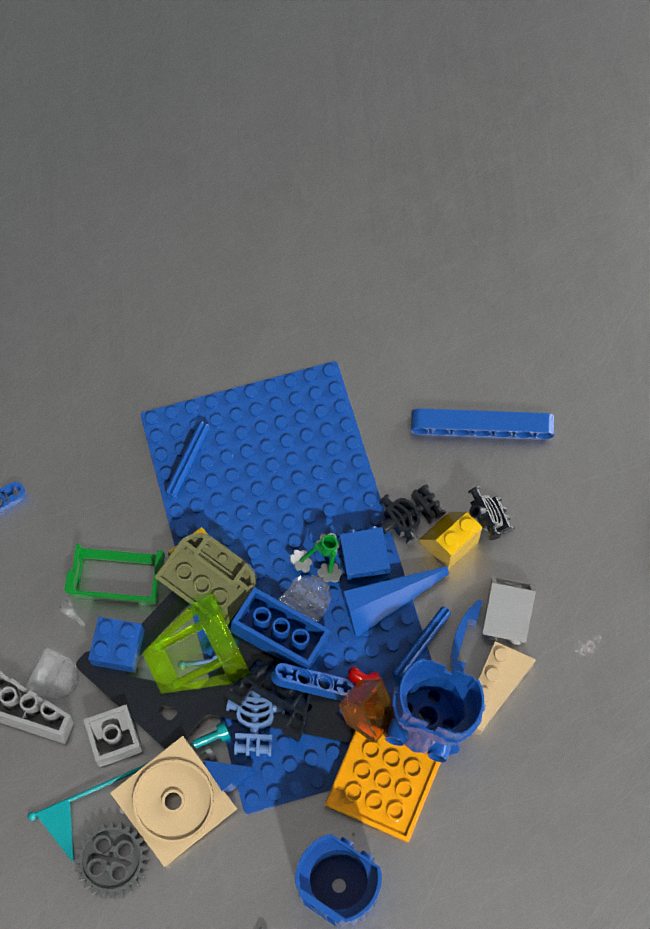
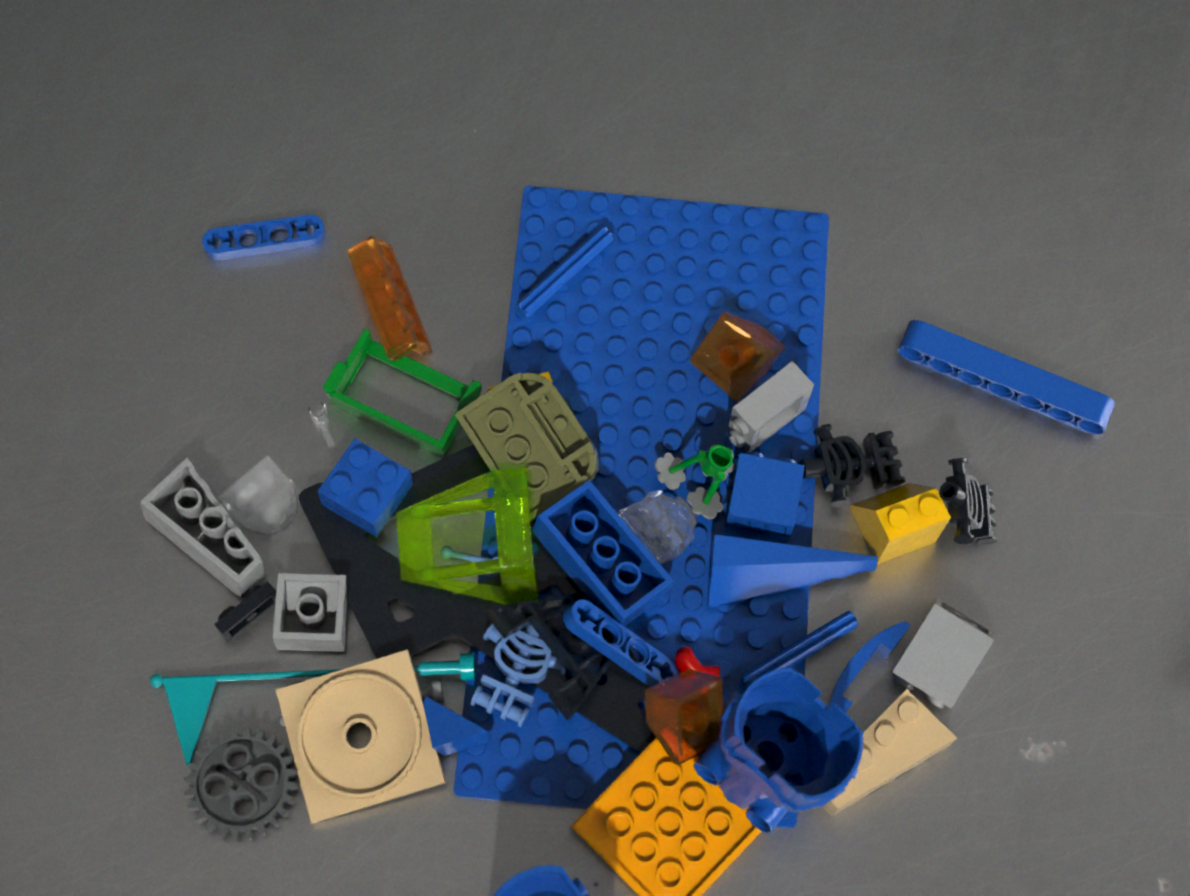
camera: 15 degrees right, 0 degrees up
(75, 743) = (236, 619): none -> black plate
(83, 518) = (388, 299): none -> clear orange fence
(314, 472) = (736, 354): none -> clear orange slope
(347, 499) = (769, 407): none -> light grey window

